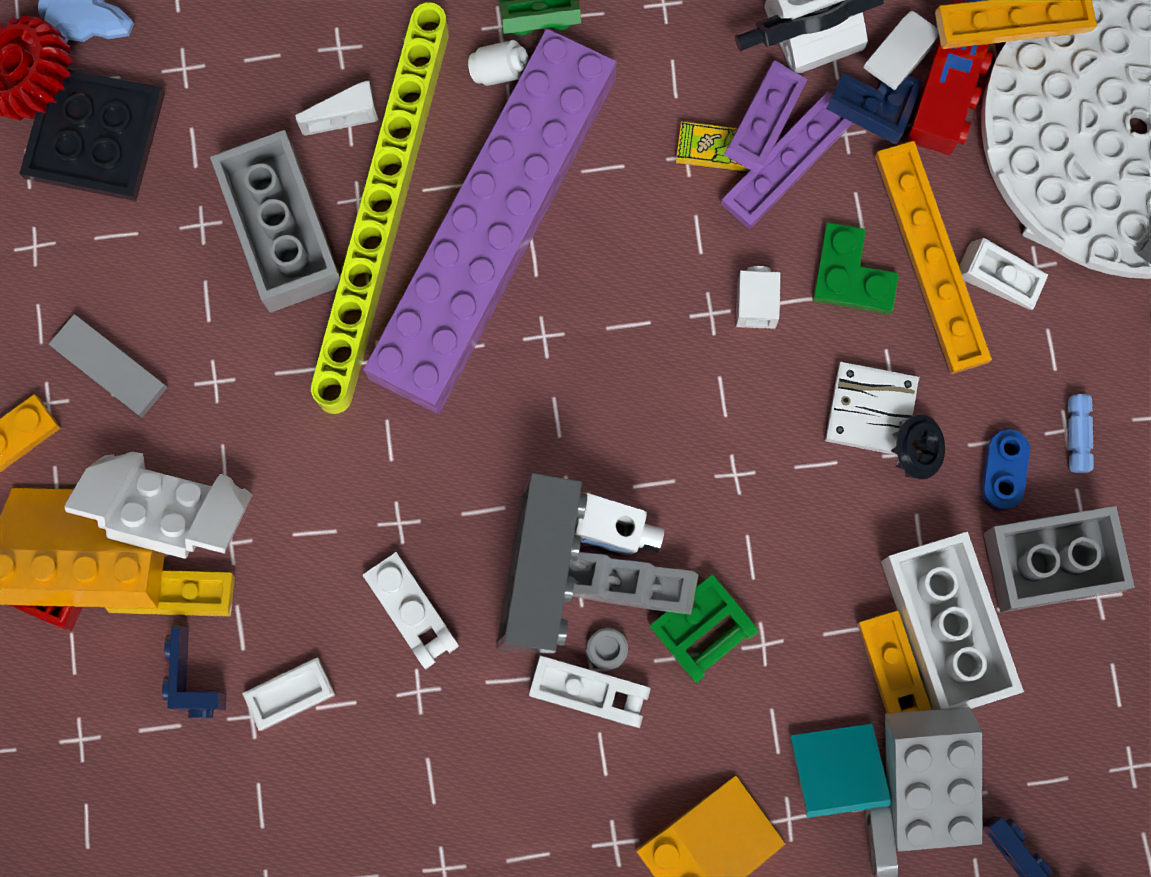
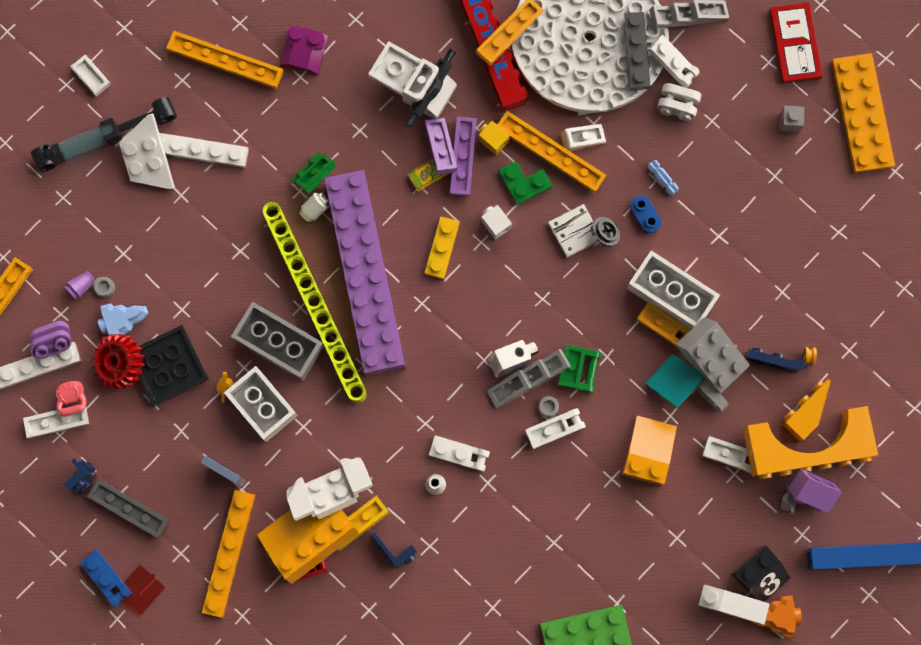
camera: 40 degrees left, 0 degrees up
(34, 352) = (223, 471): none -> sand blue tile
(108, 365) = (254, 454): light grey tile -> none
(148, 228) = (223, 385): none -> light orange piece
(174, 295) = (260, 404): none -> white brick
(288, 694) = (438, 525): white tile -> none
(343, 110) = (267, 273): white slope -> none
(345, 630) = (435, 490): none -> white cone
(540, 565) = (498, 393): dark grey slope -> none
(643, 275) = (442, 248): none -> yellow plate
(859, 166) = (493, 137): none -> yellow brick
(876, 110) = (483, 109): dark blue plate -> none
(902, 50) = (473, 76): white slope -> none
(1058, 559) = (693, 234): light grey brick -> none

